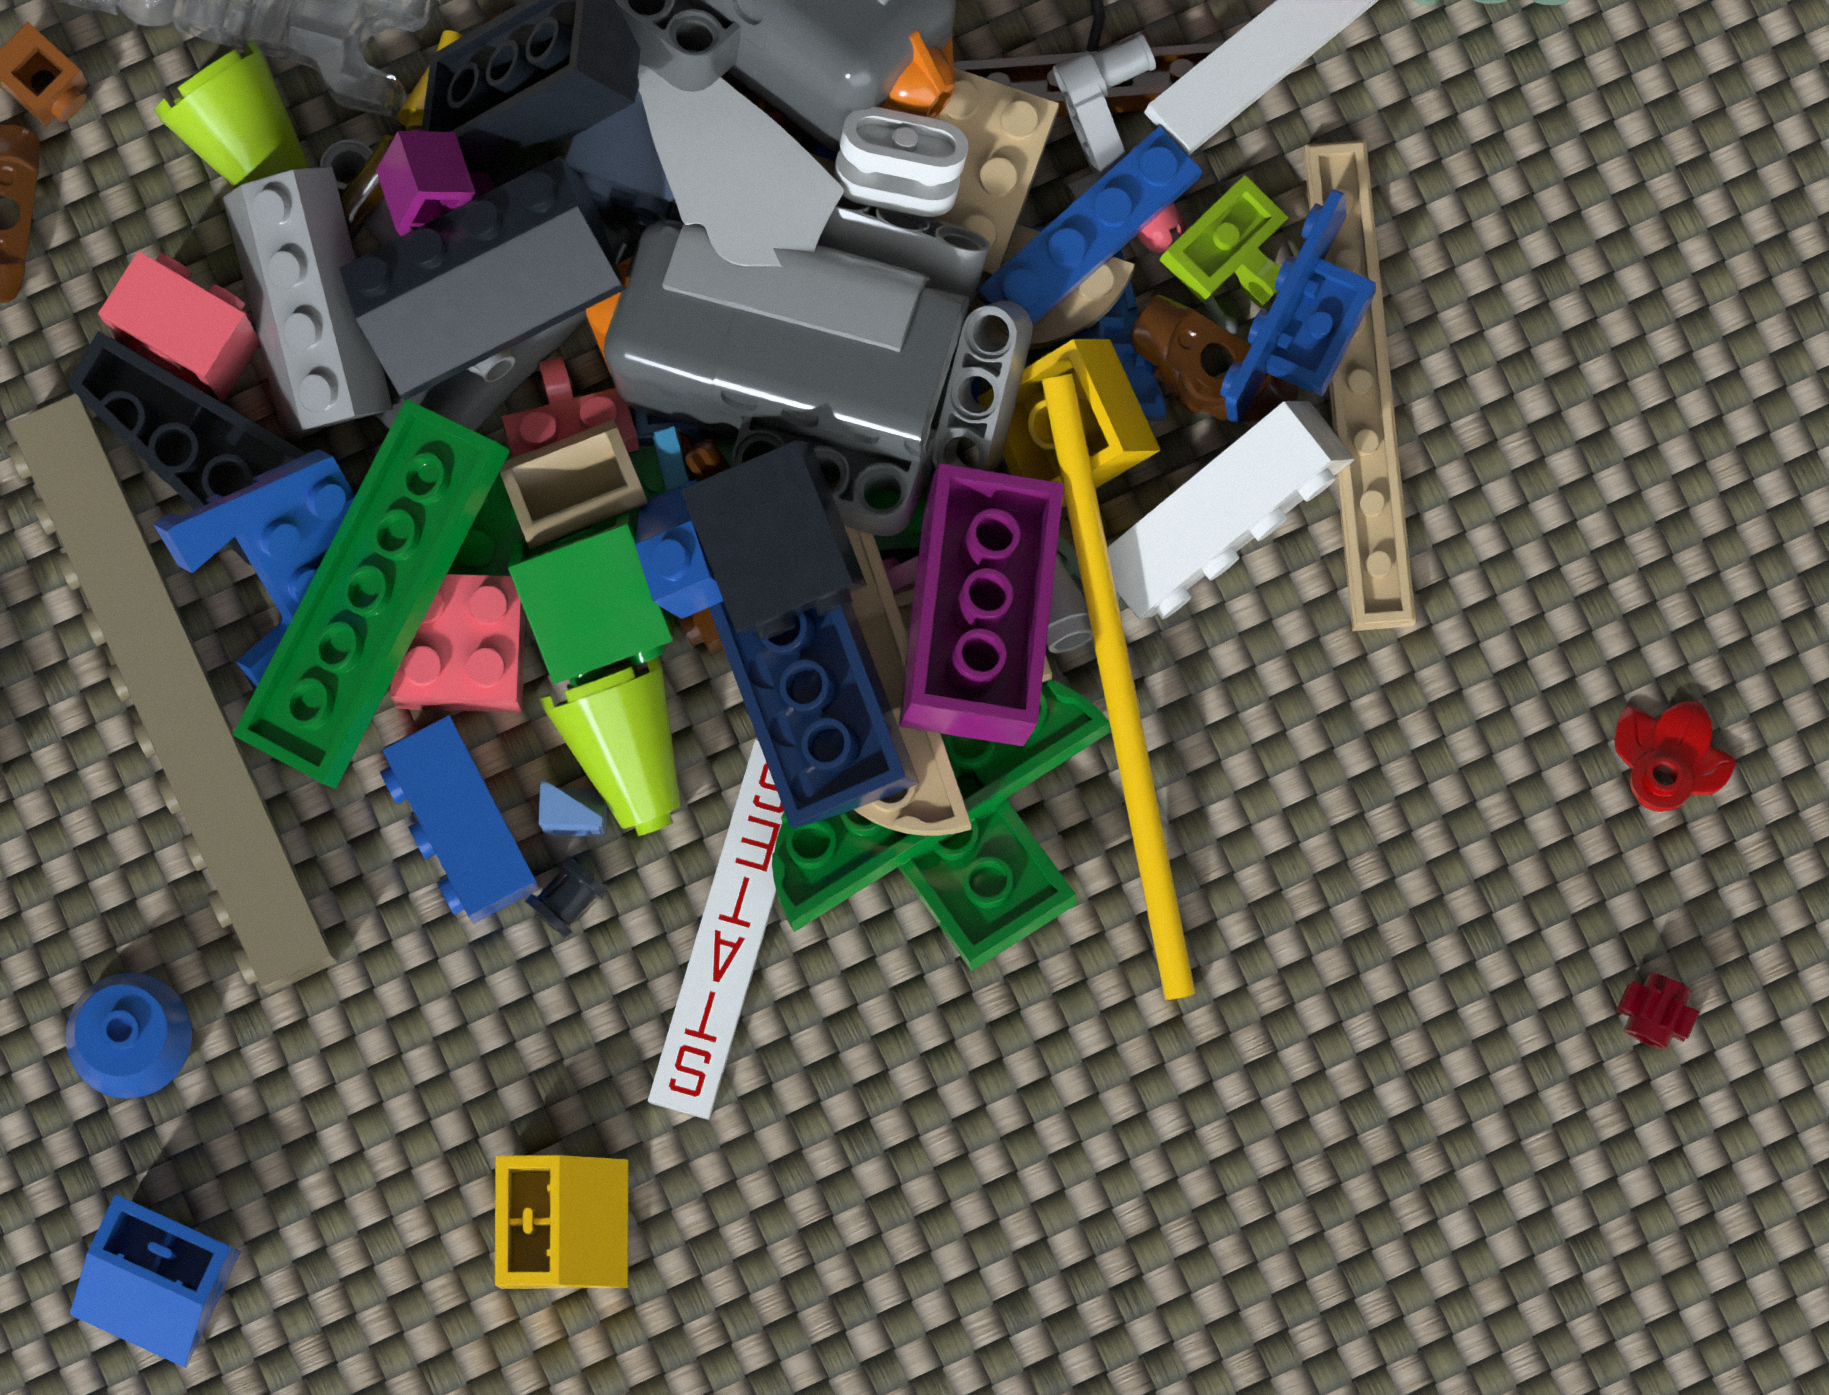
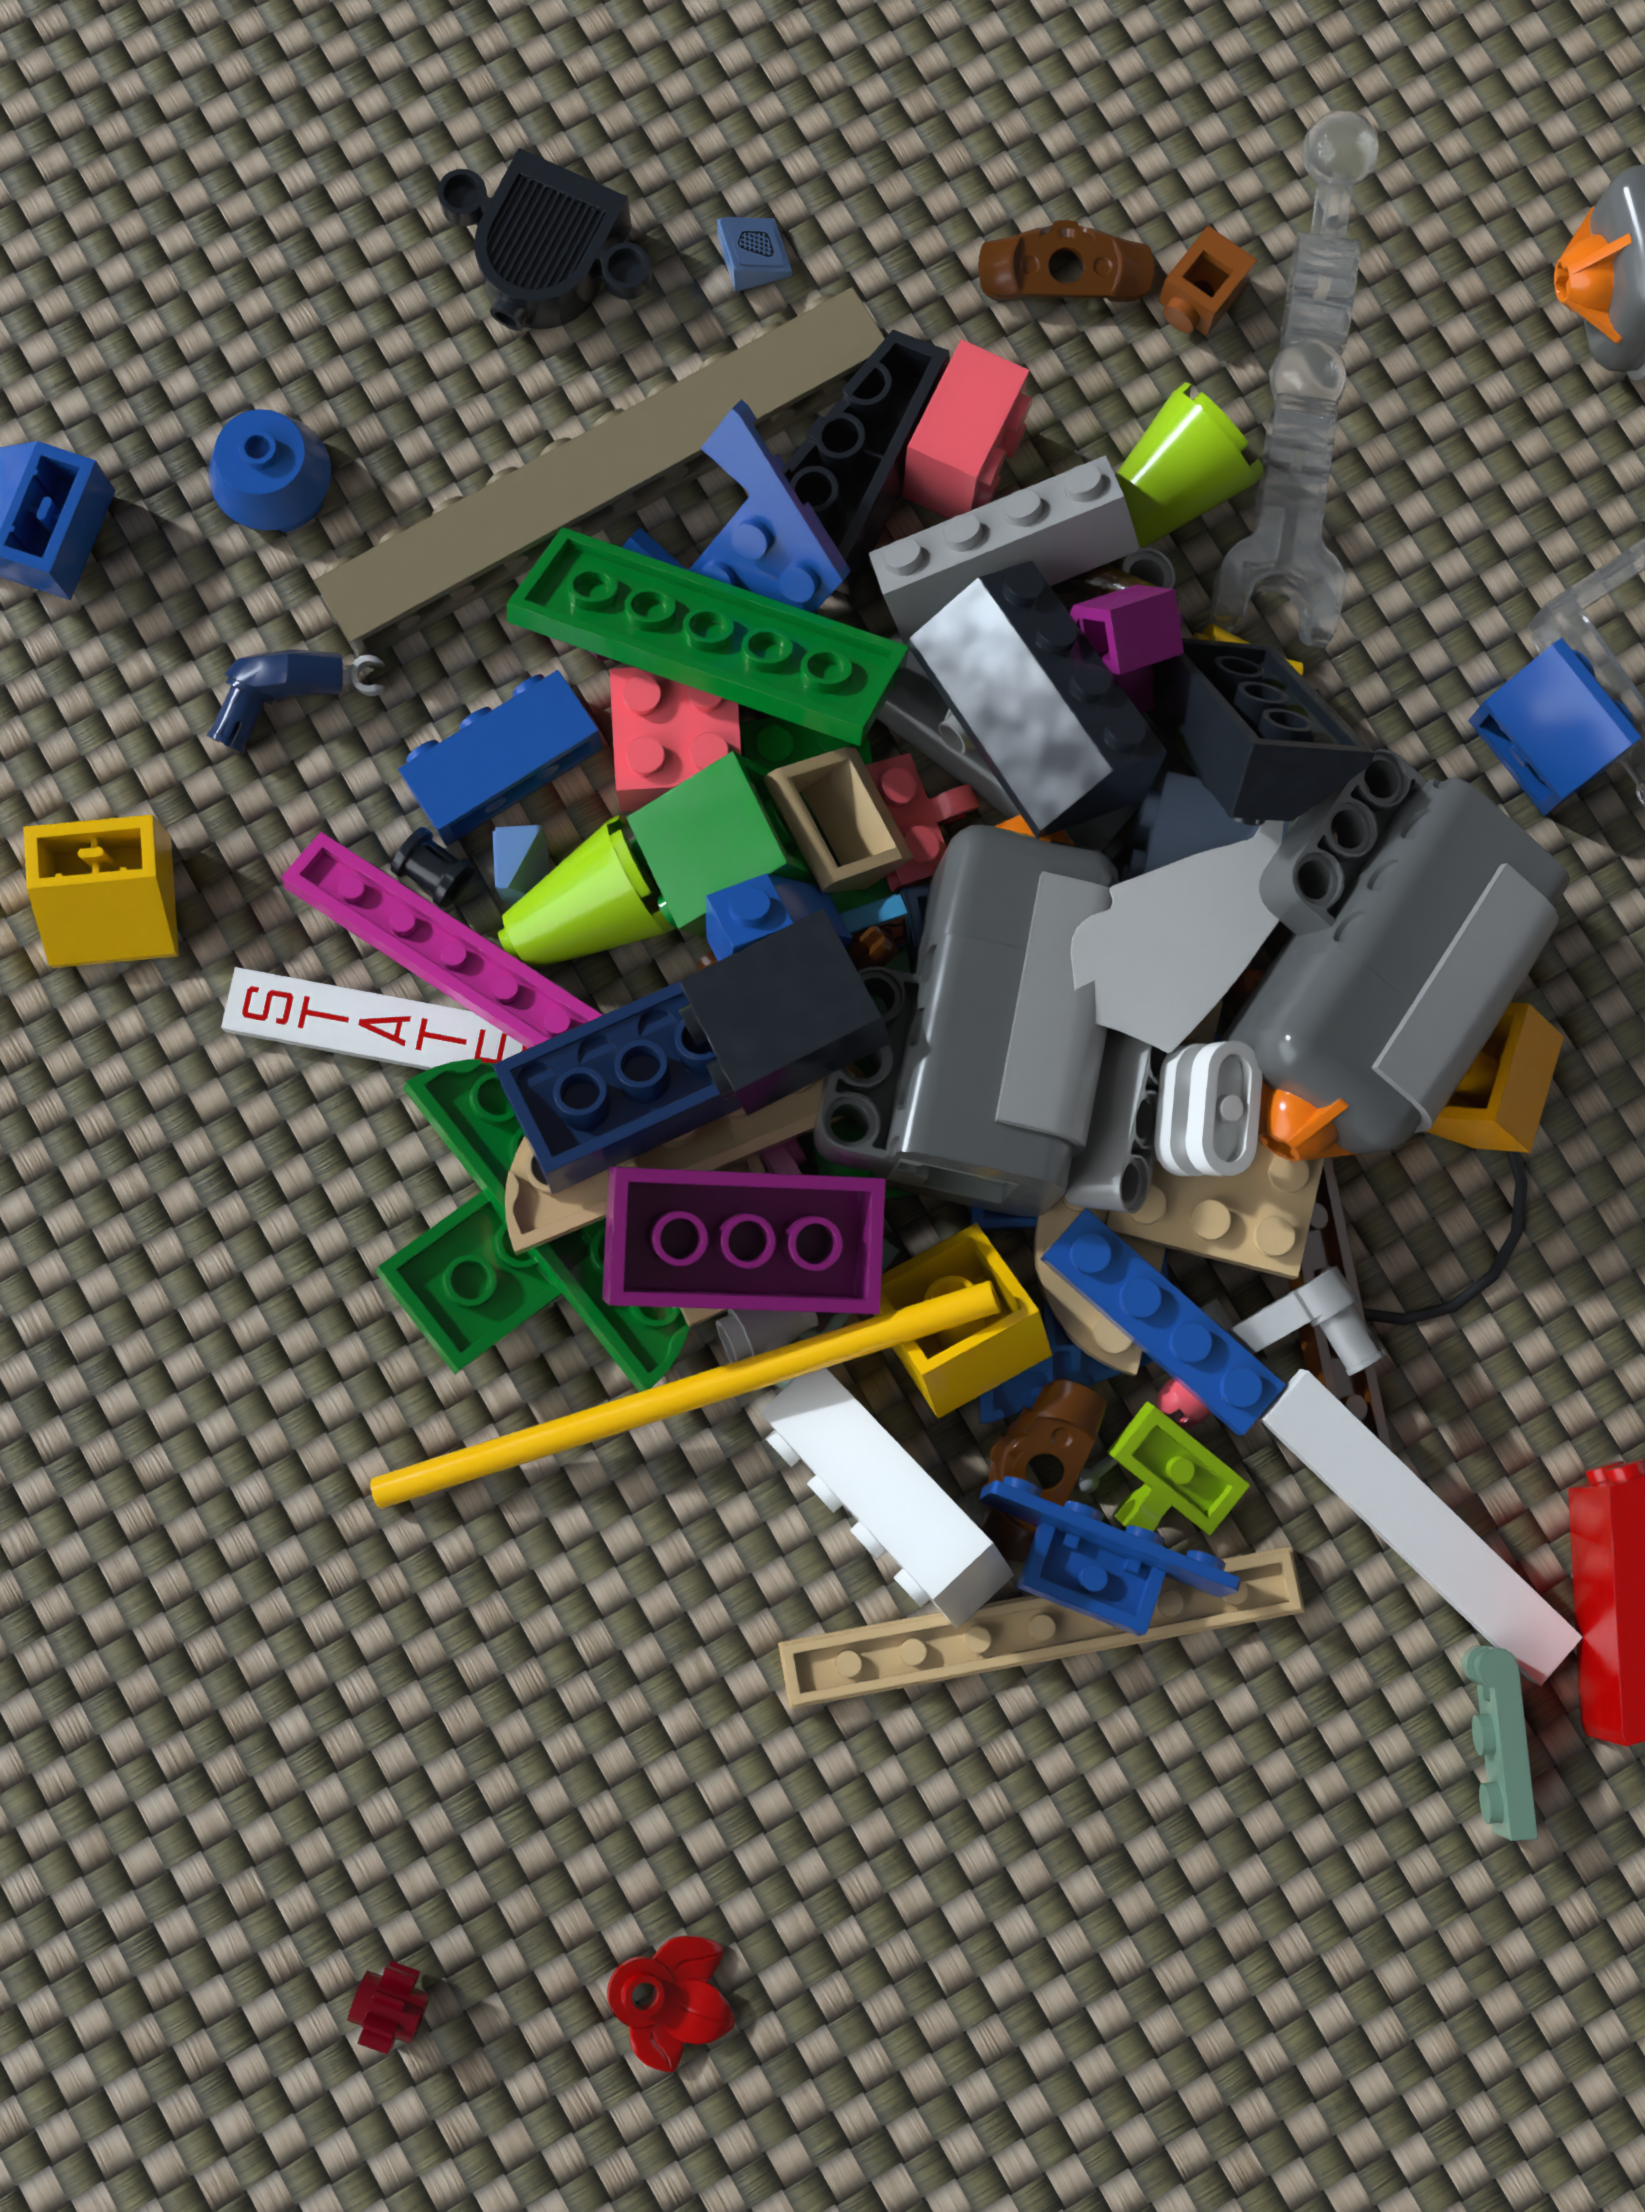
camera: 80 degrees right, 0 degrees up
(352, 1037) = (278, 676): none -> dark blue arm
(653, 891) = (433, 944): none -> dark pink plate
(1002, 369) = (1000, 1237): light grey beam -> none

